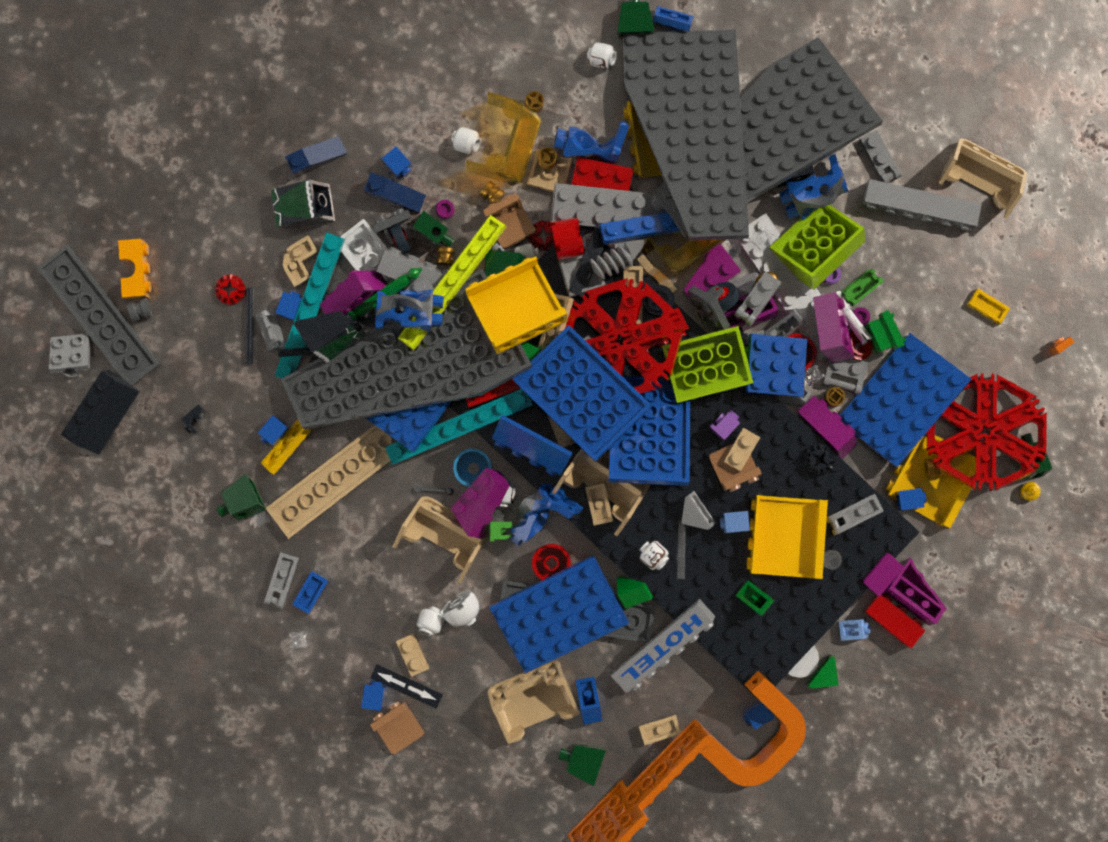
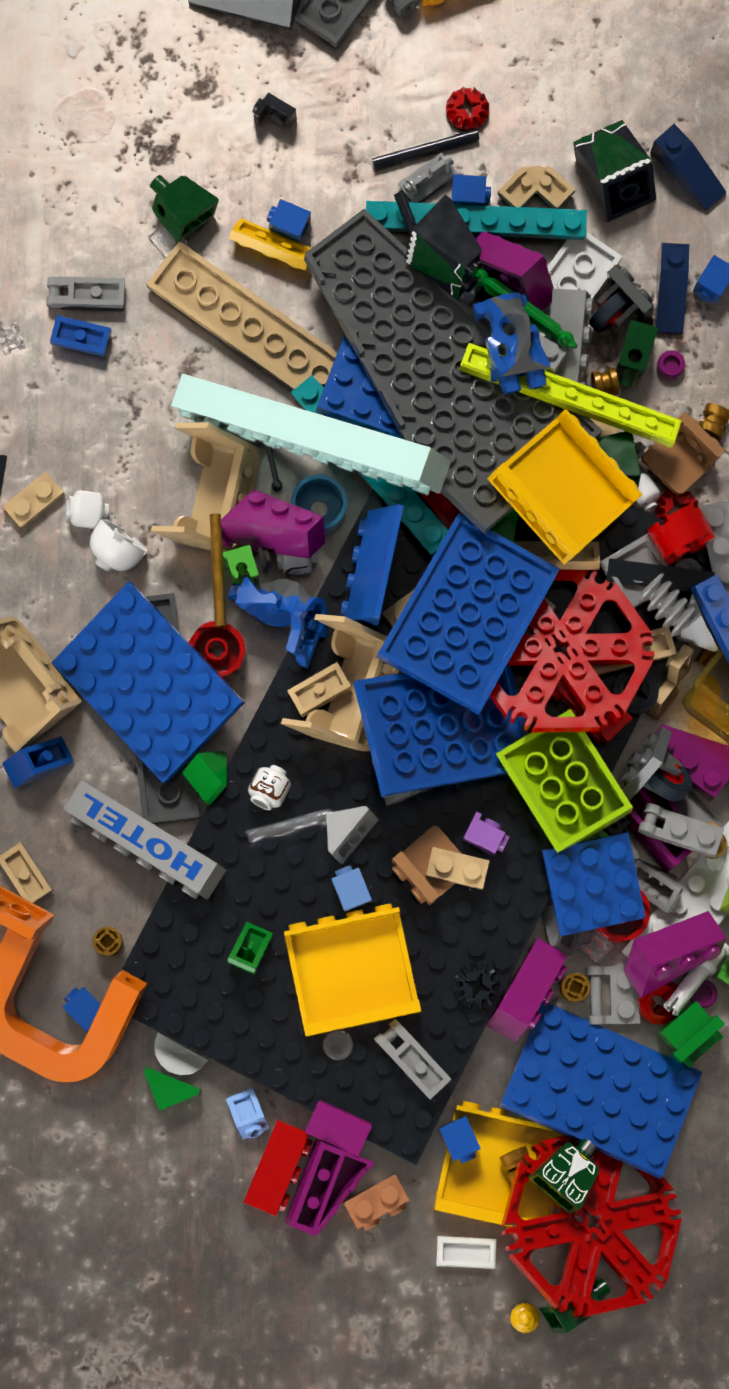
camera: 65 degrees right, 5 degrees down
(431, 461) = (312, 435): none -> light aqua brick
(500, 547) = (217, 570): none -> pearl gold bar
(718, 685) = (108, 941): none -> pearl gold wheel
(933, 563) = (376, 1201): none -> nougat brick
(954, 438) = (567, 1175): none -> dark green torso
(979, 516) = (466, 1252): none -> white tile

